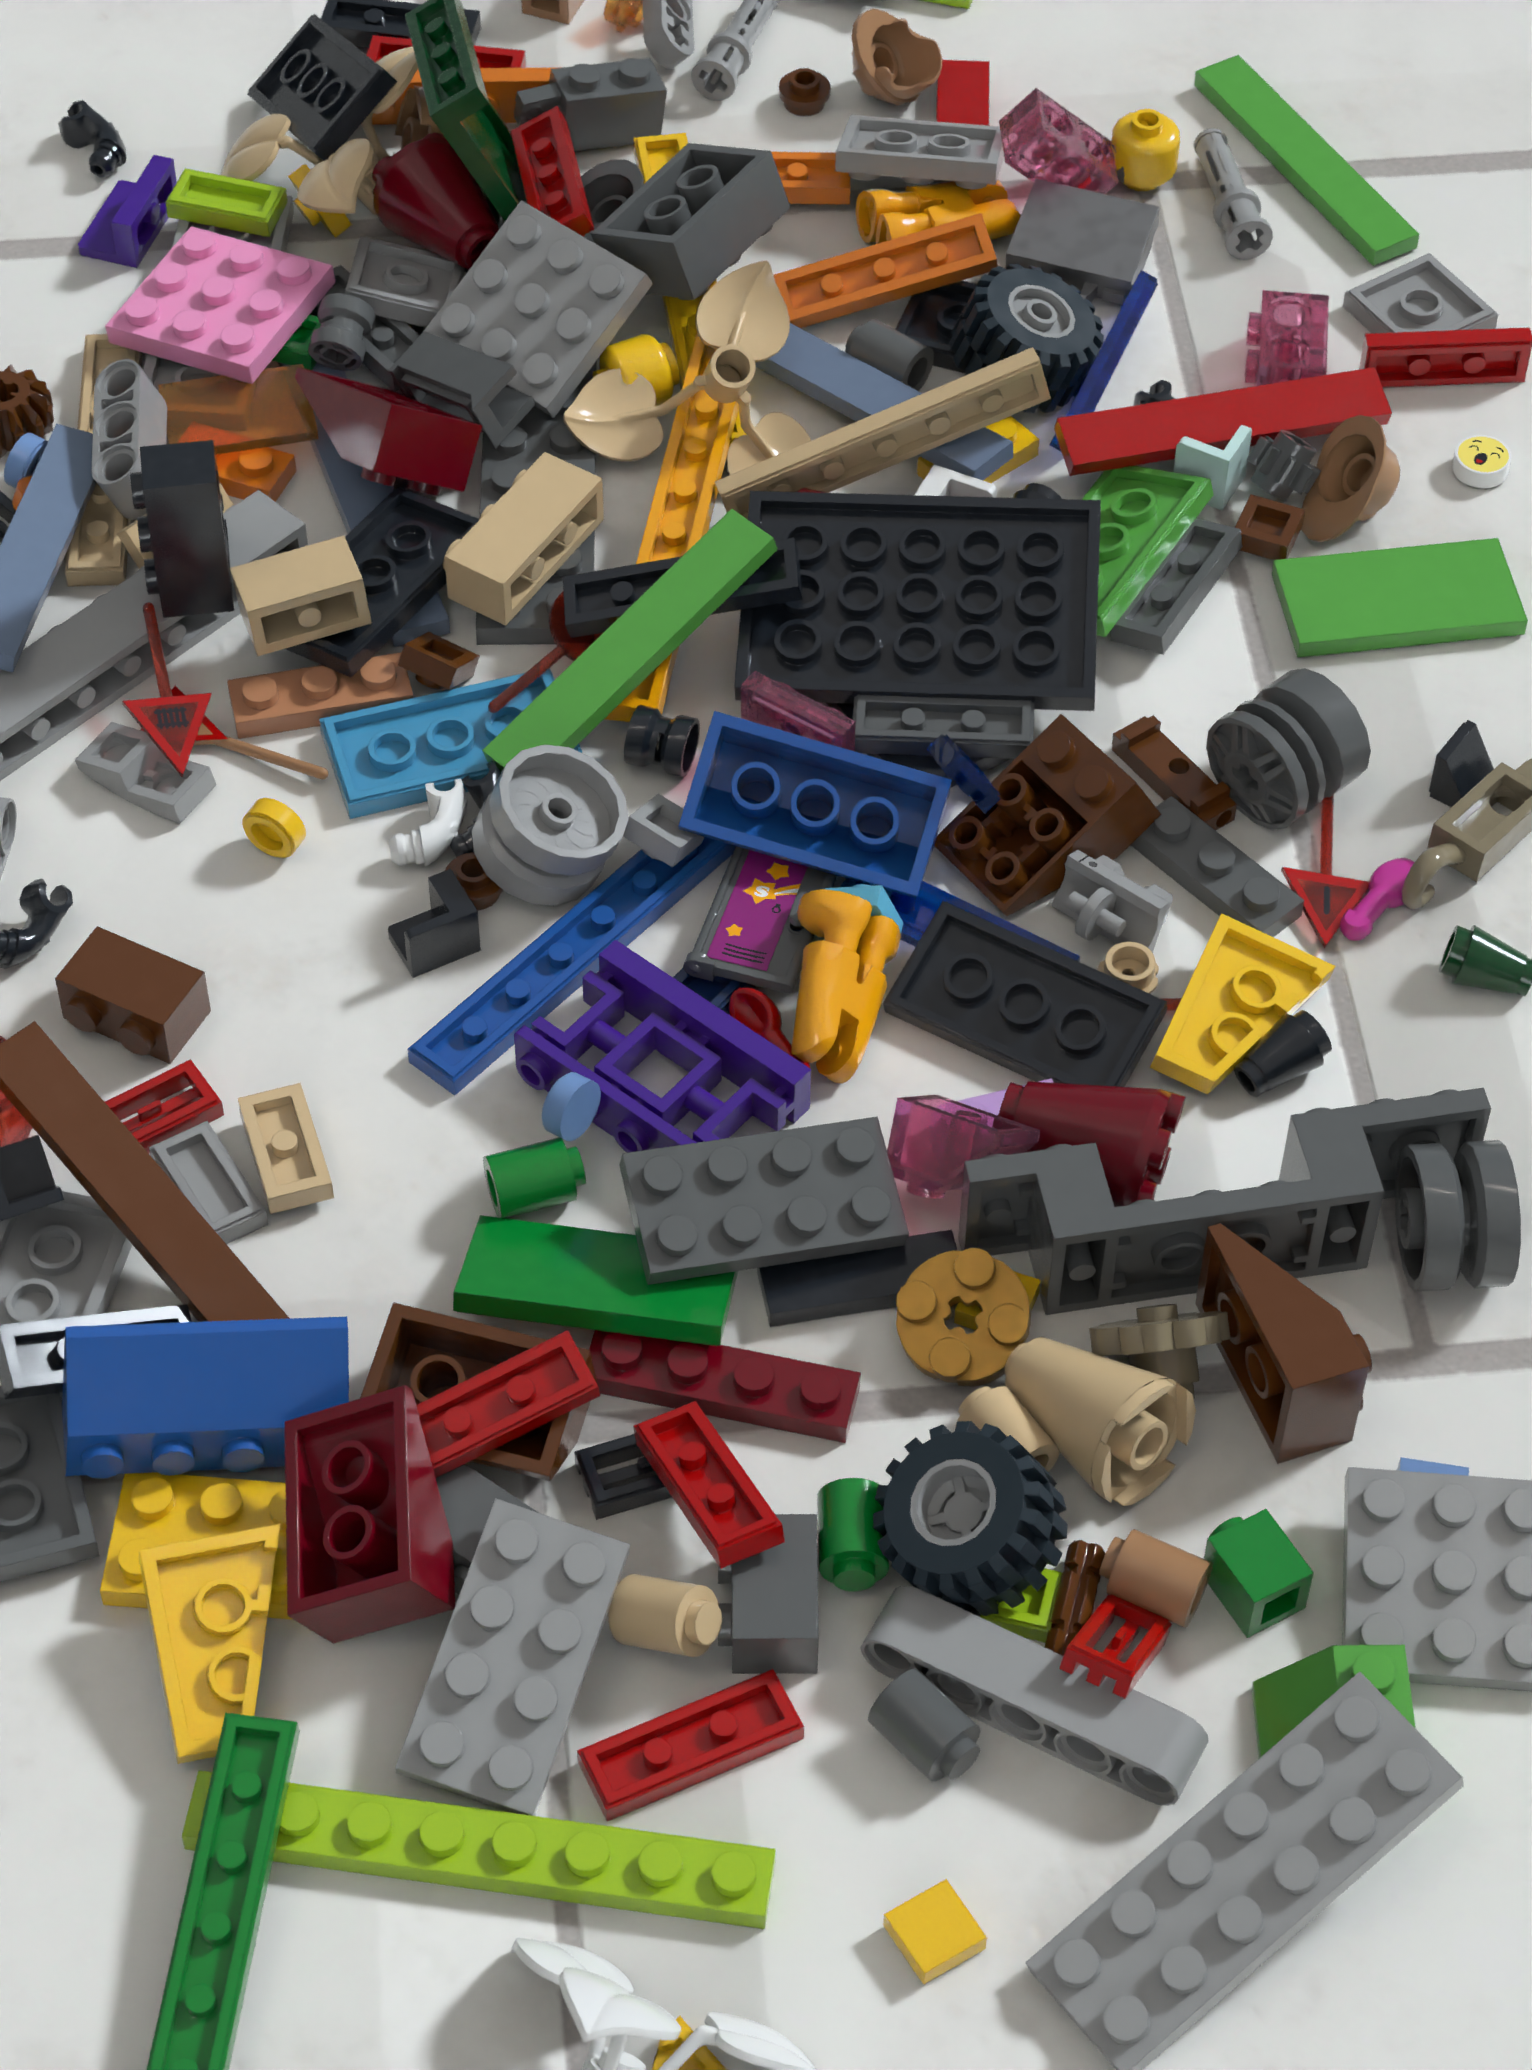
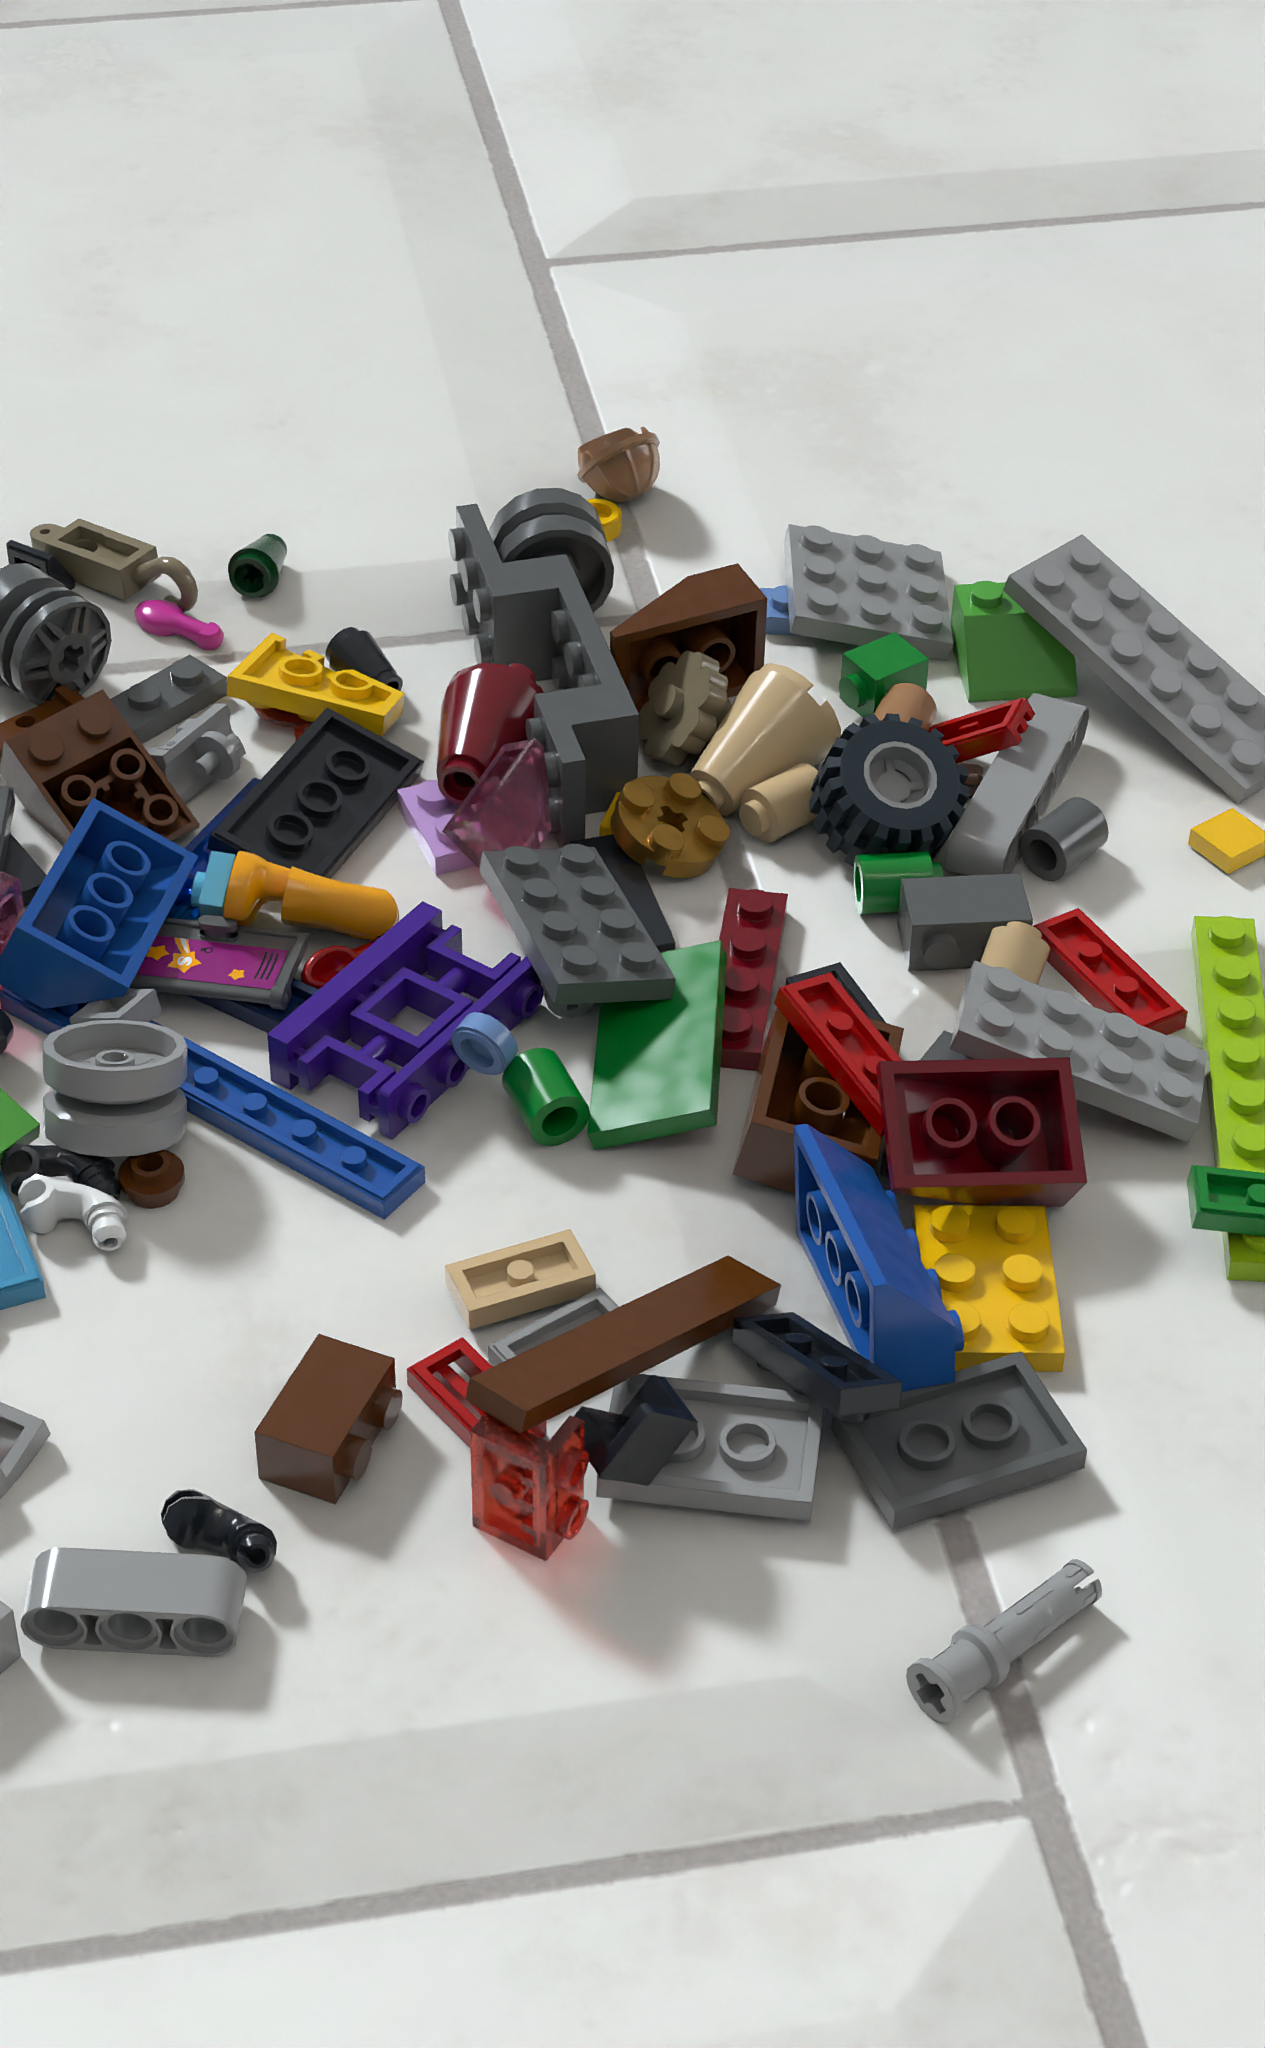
camera: 95 degrees left, 10 degrees down
(209, 1629) = (1091, 1257): yellow wing -> none
(274, 828) = (82, 1330): yellow tile -> none
(439, 934) = (222, 1192): black panel -> none
(708, 1484) = (891, 934): red tile -> none
(965, 772) = (61, 810): clear blue tile -> none
(1132, 960) = (266, 747): tan plate -> none
(1325, 895) = (168, 650): piece -> none

